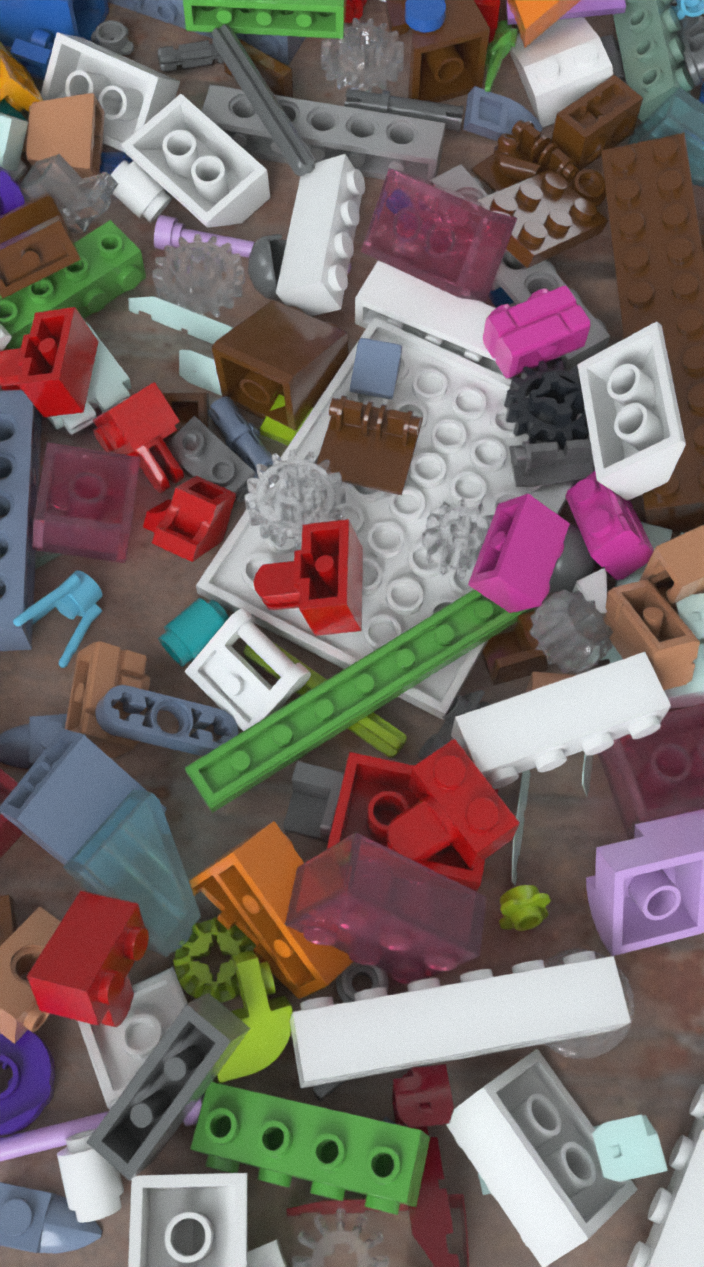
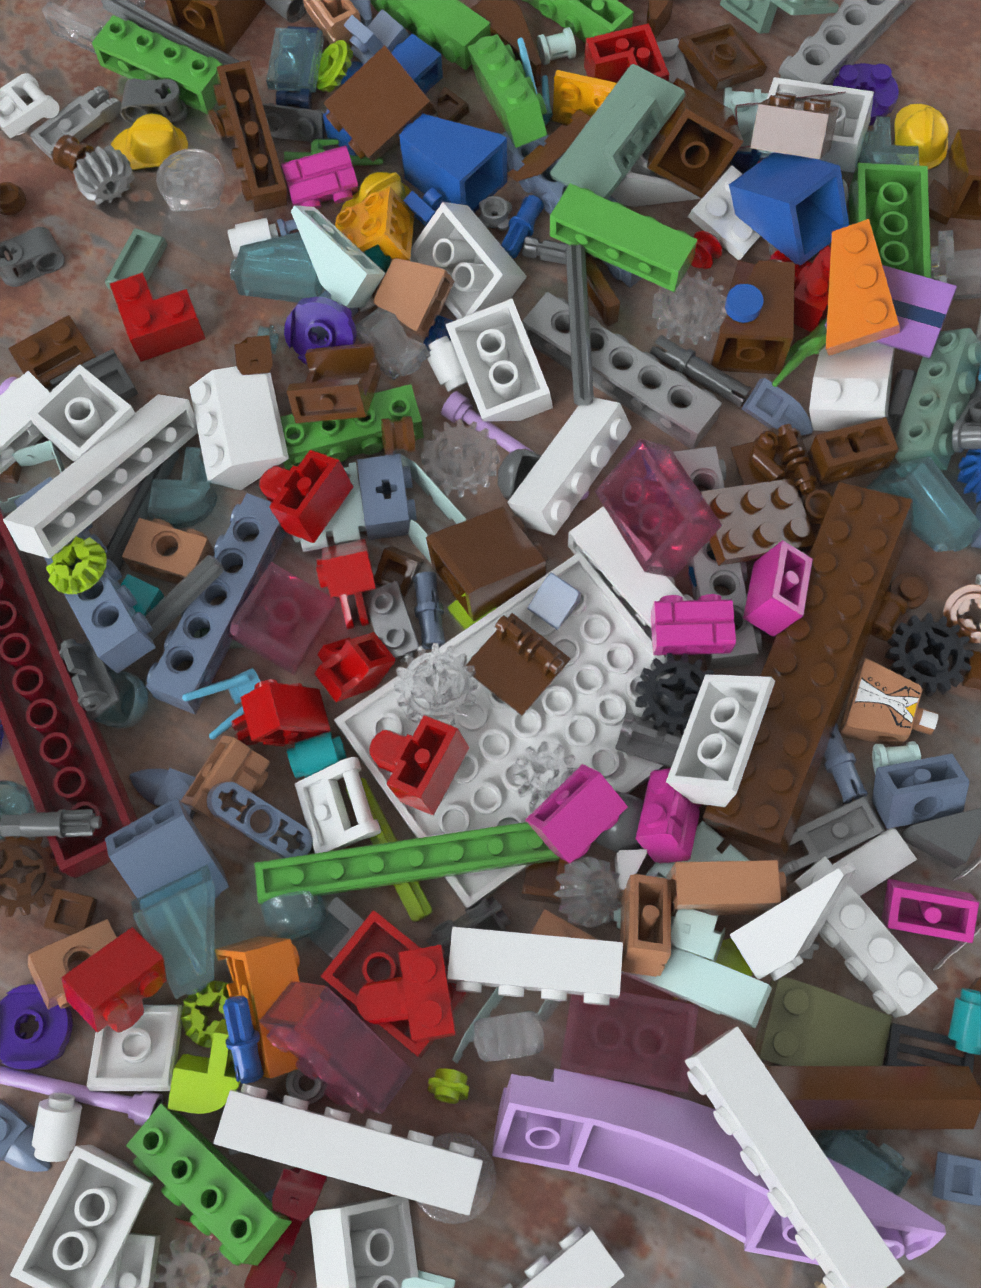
camera: 30 degrees right, 5 degrees up
(124, 269) = (398, 435): none -> reddish brown wheel
(133, 600) = (280, 714): none -> red brick
(137, 341) = (379, 478): none -> sand blue brick
(148, 38) = (522, 225): none -> blue axle
(168, 1085) = (126, 1096): dark grey brick -> none
(256, 803) = (293, 915): none -> clear light blue hair
(275, 955) = (242, 1040): none -> blue axle
(562, 821) = (508, 1036): none -> clear gear
(599, 265) = (778, 588): none -> dark pink brick

